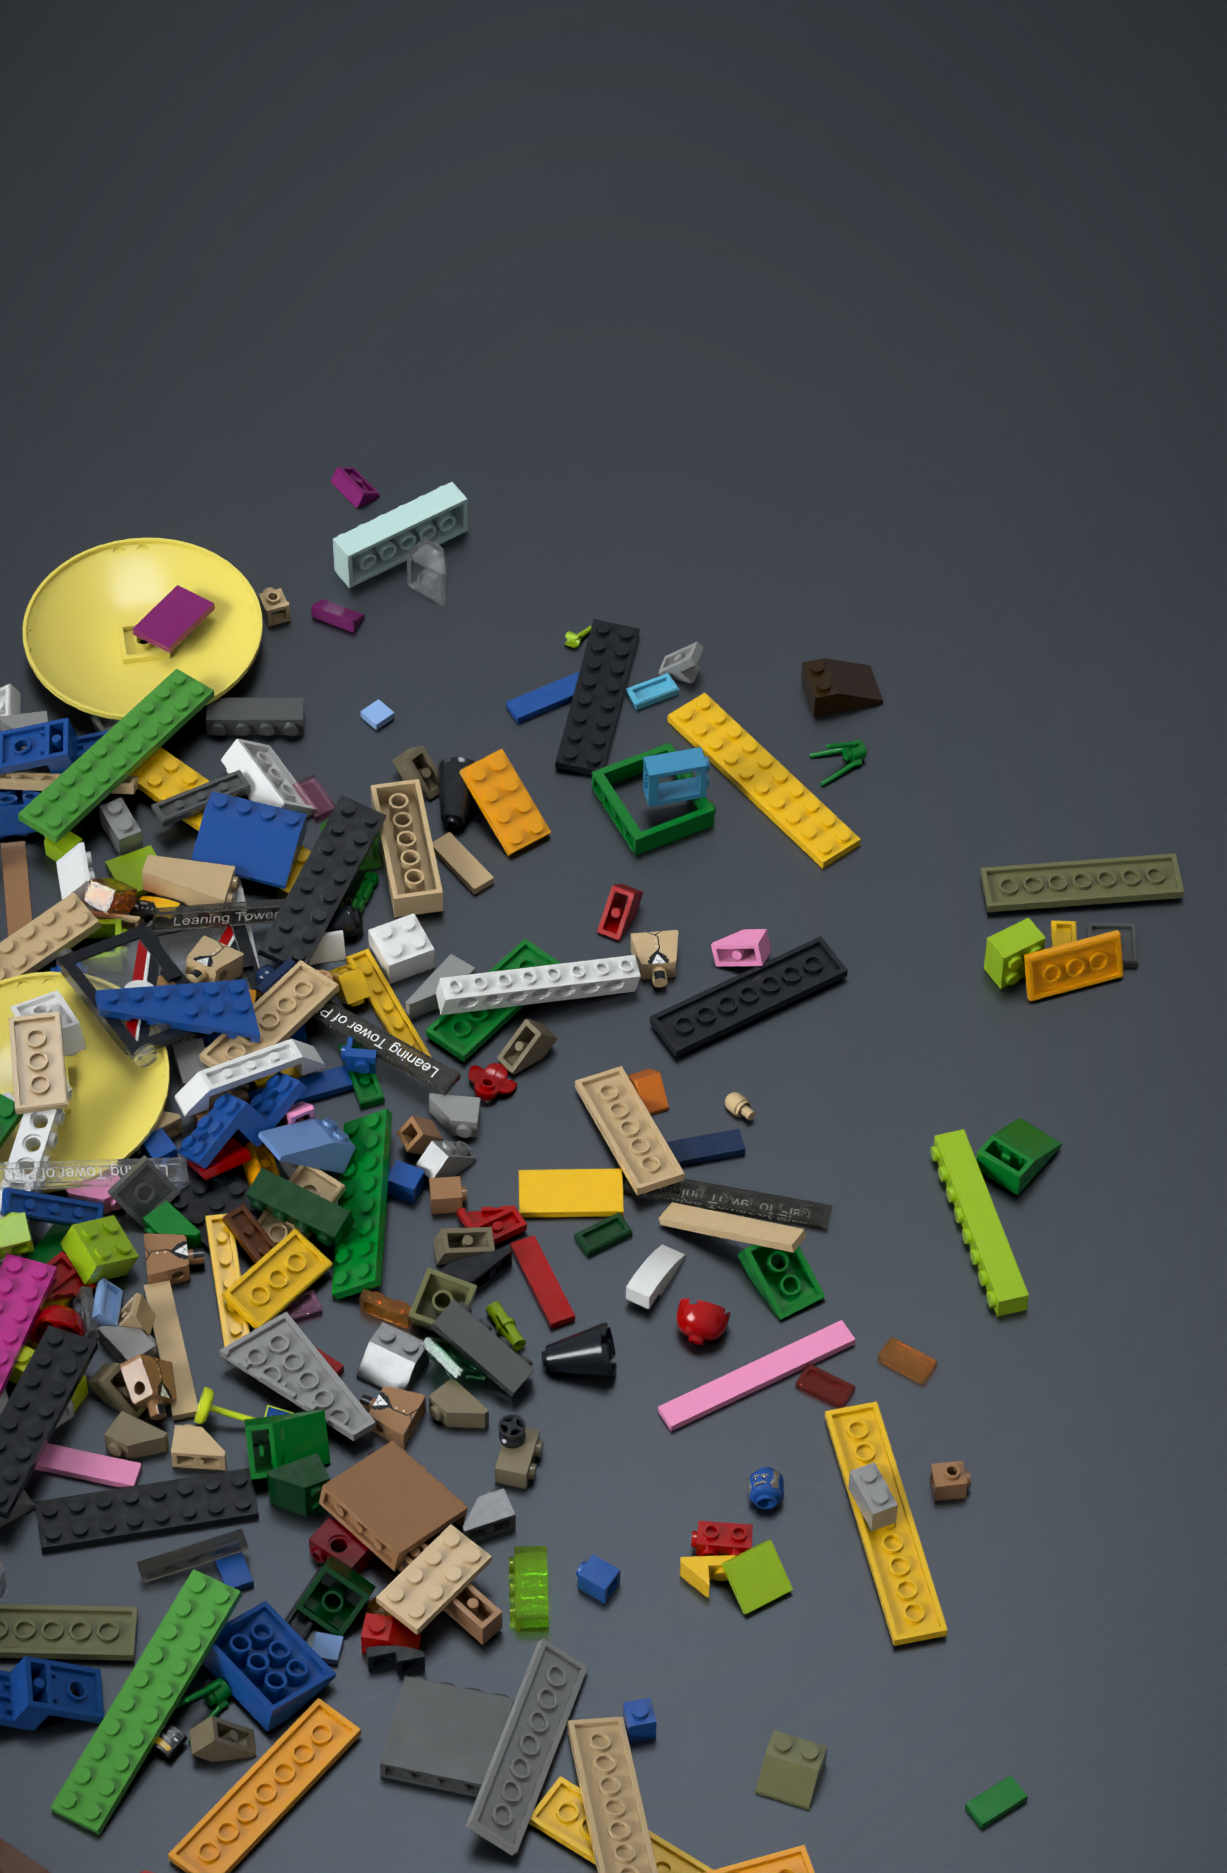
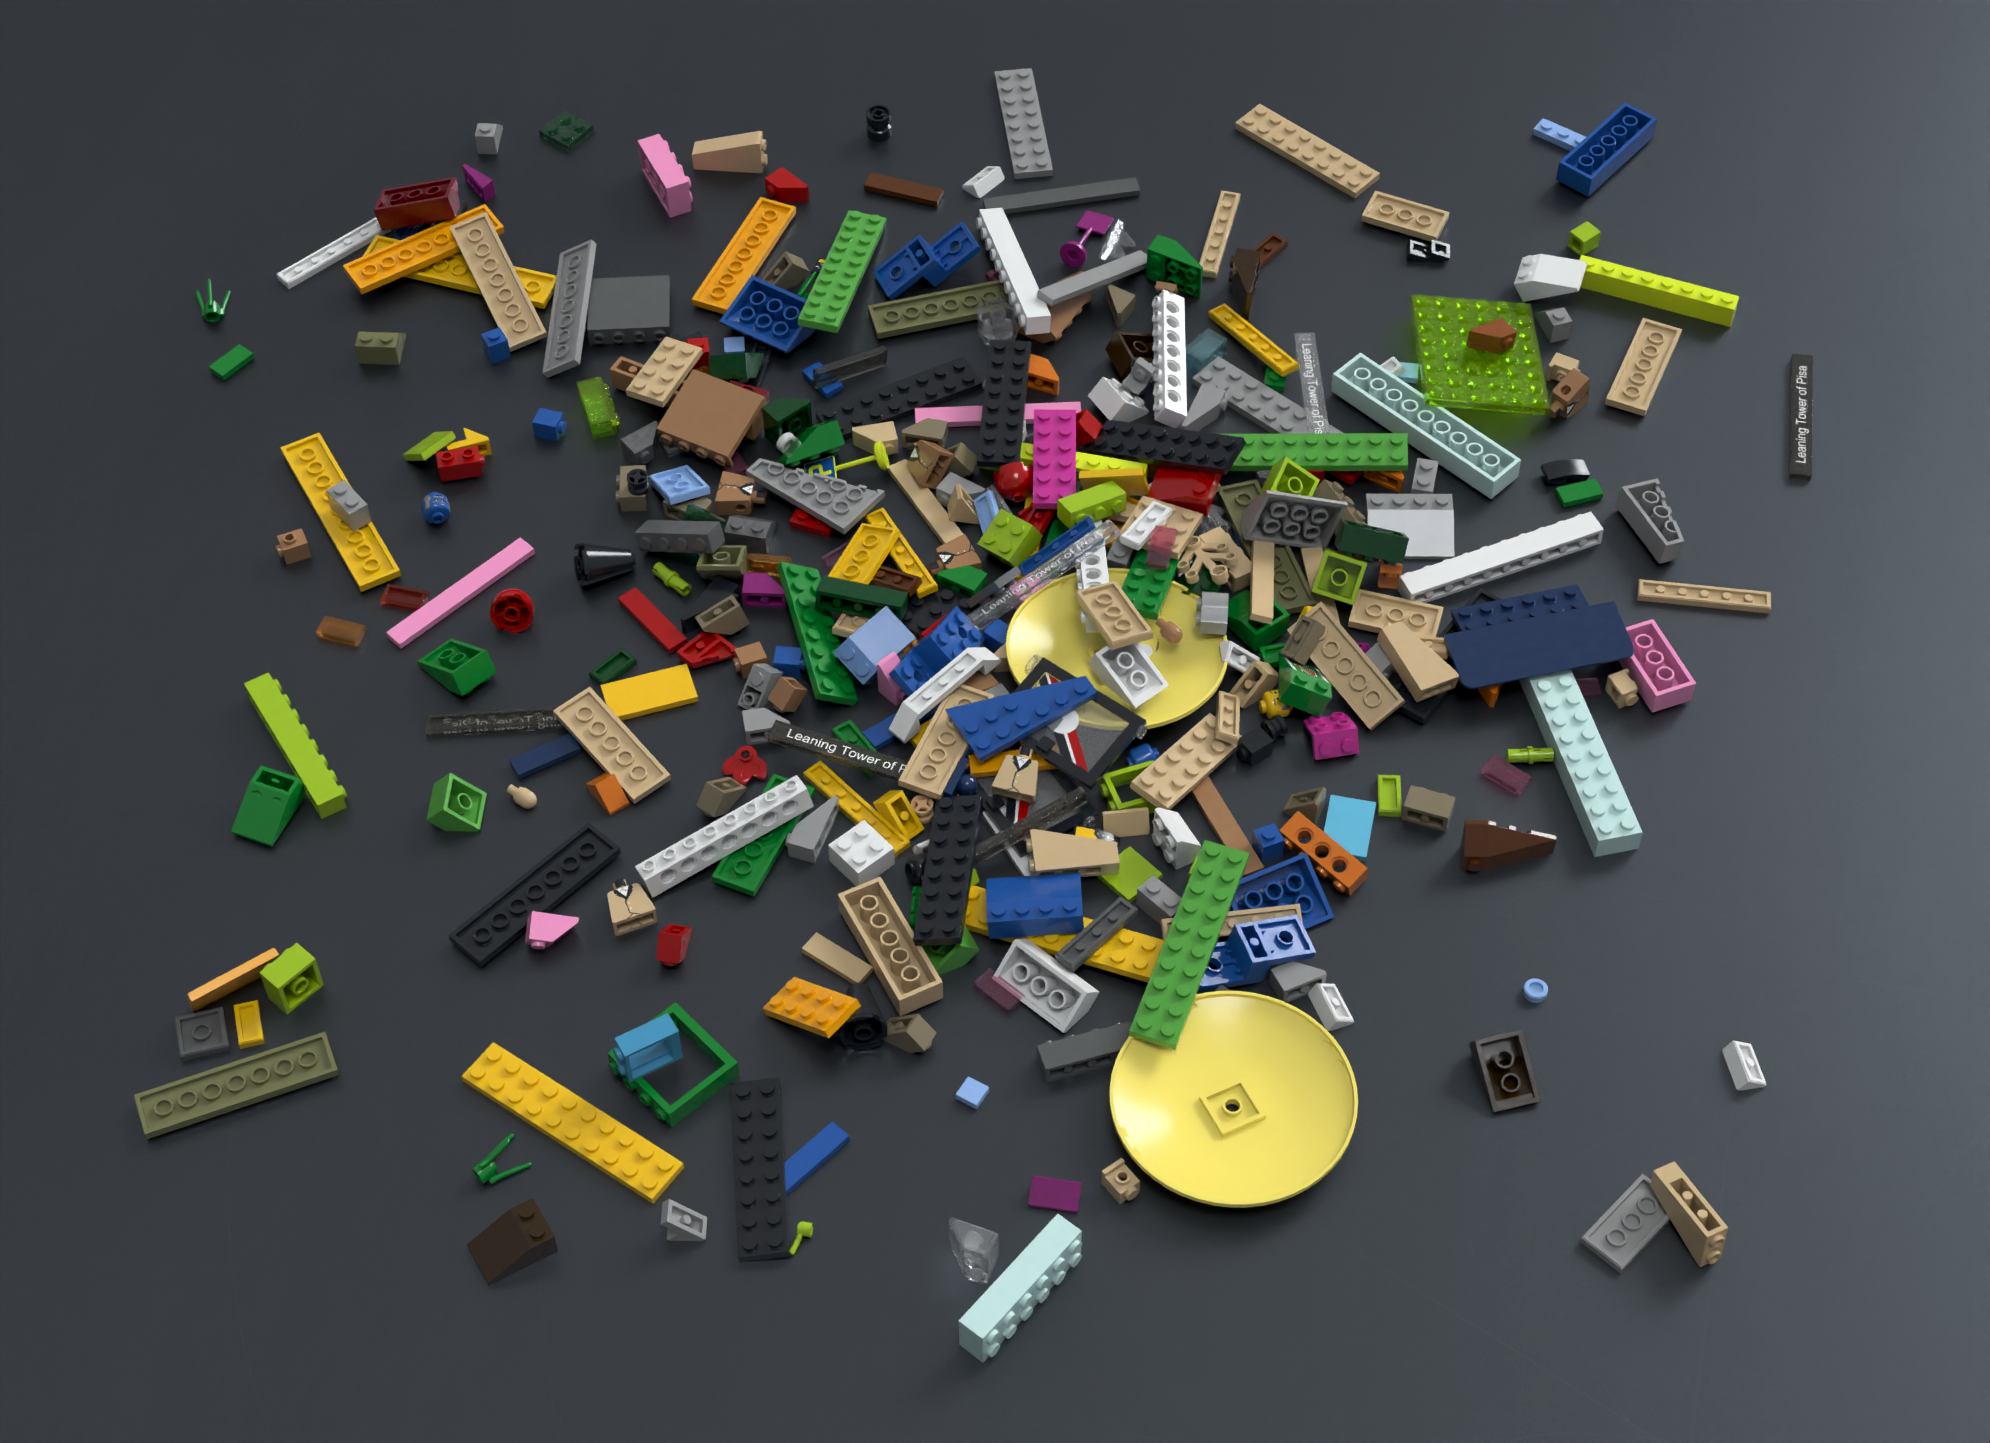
camera: 165 degrees right, 0 degrees up
(110, 895) = (1136, 824): clear orange brick -> none
(173, 618) = (1208, 1117): magenta tile -> none
(354, 486) = (1098, 1364): magenta slope -> none
(358, 1059) = (862, 738): blue bracket -> none
(403, 1275) = (762, 591): none -> magenta slope
(461, 1435) = (679, 484): none -> light blue tile
(652, 691) = (707, 1192): medium azure tile -> none
(654, 1276) = (560, 639): white slope -> none
(732, 1227) = (501, 670): tan tile -> none
(814, 1107) = (456, 805): none -> bright green slope

